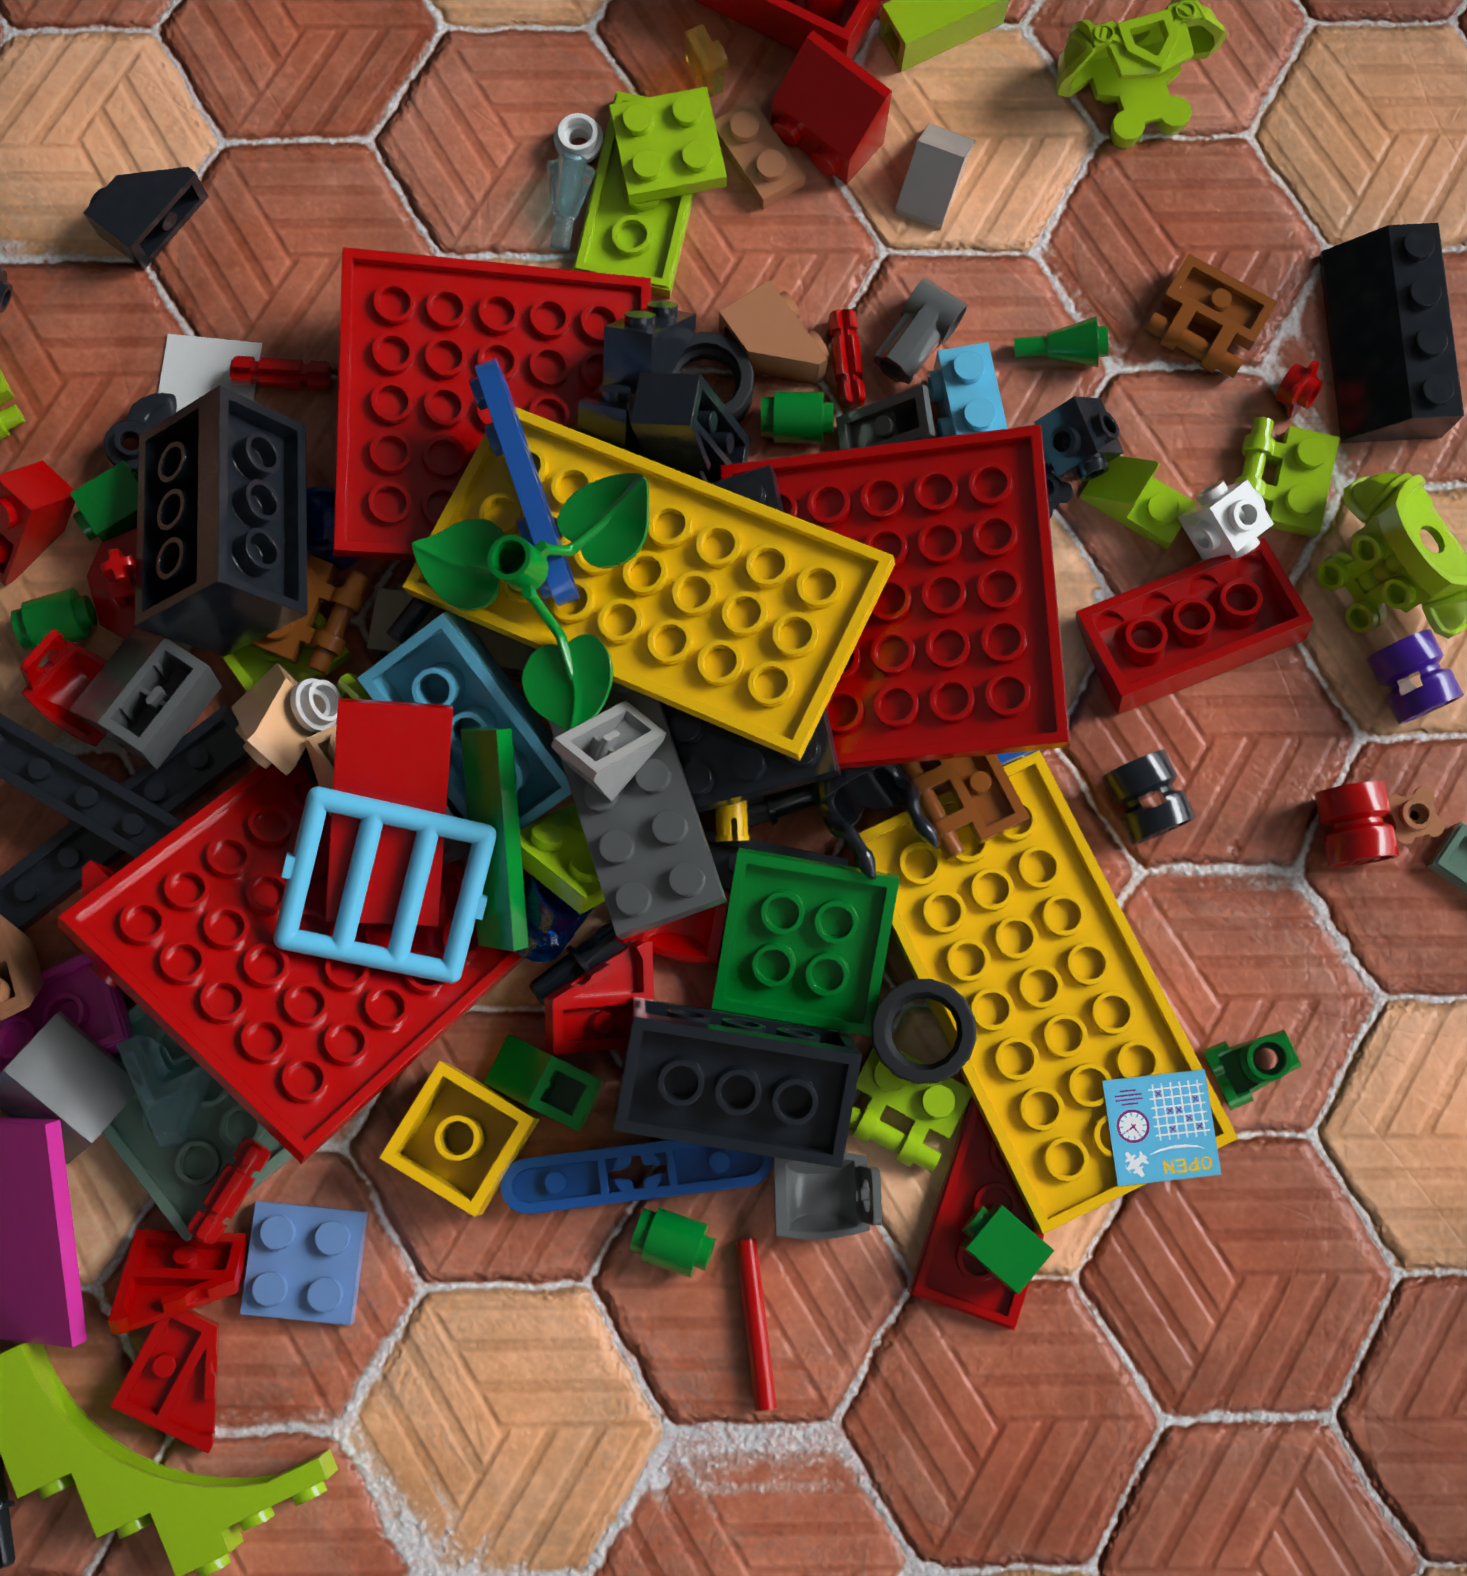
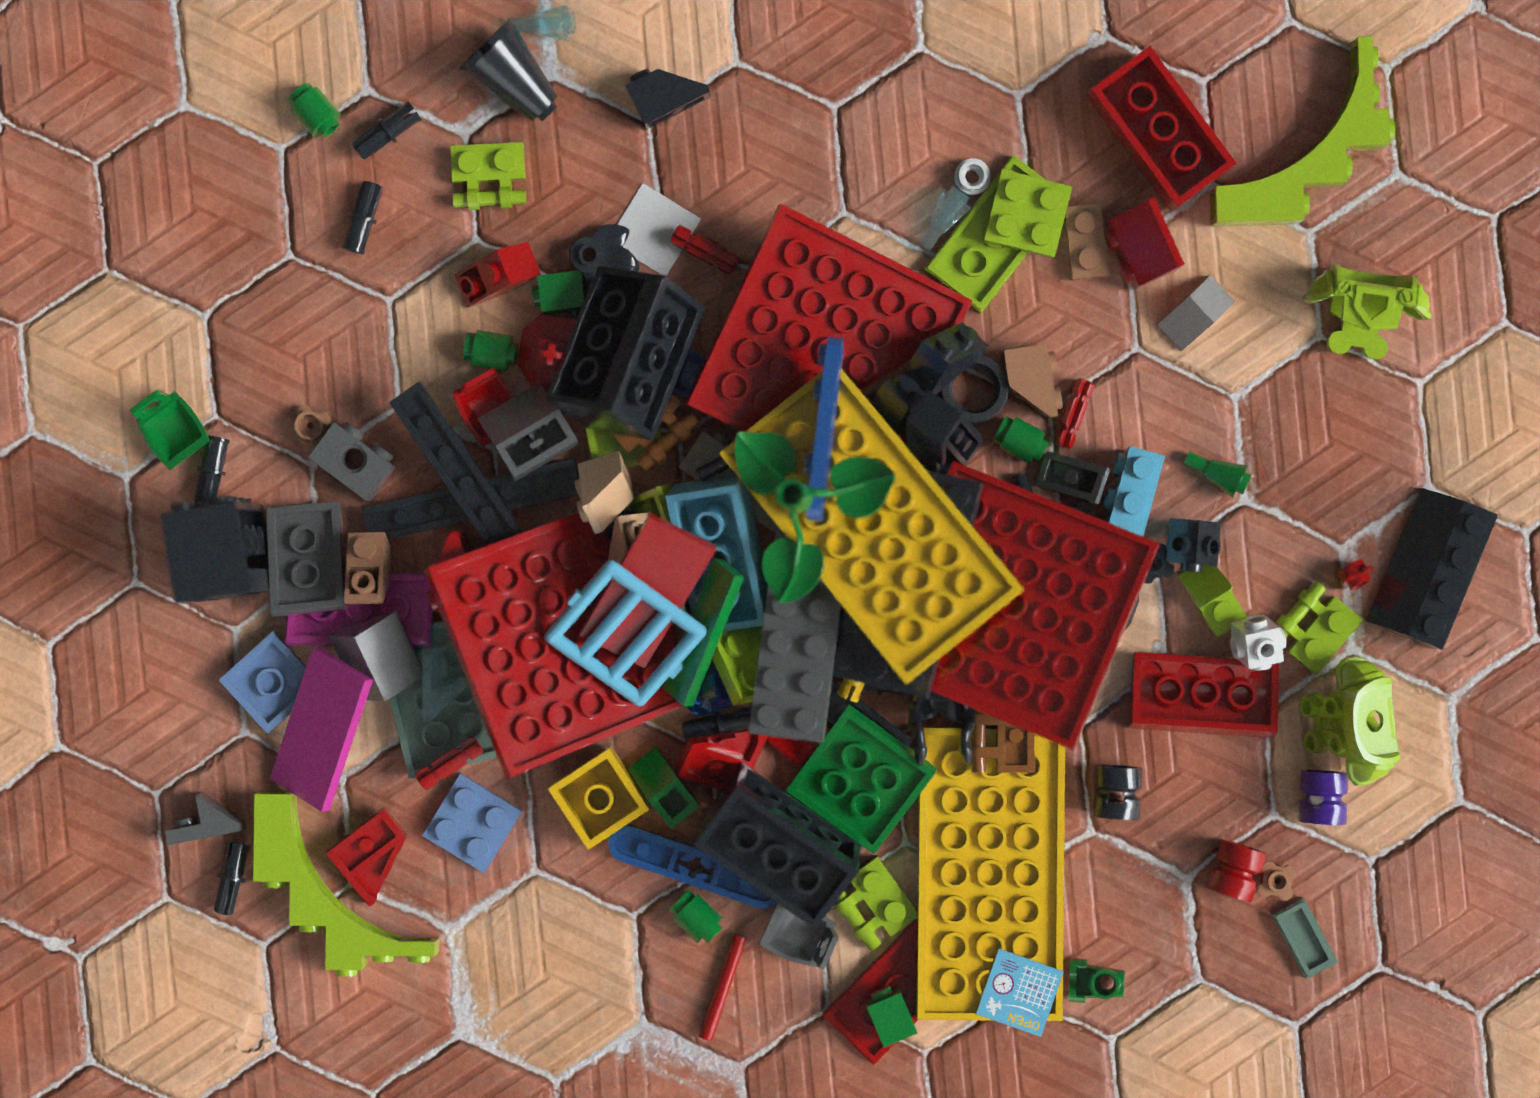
camera: 25 degrees right, 10 degrees up
(174, 1276) = (394, 796): red wing -> none
(315, 704) = (632, 496): white plate -> none
(610, 747) = (799, 620): light grey slope -> none
(706, 59) = (1083, 163): clear yellow plate -> none
(882, 1031) = (878, 869): black tyre -> none
(925, 321) = (1136, 415): dark grey piece -> none
(1216, 303) = (1333, 493): dark orange plate -> none

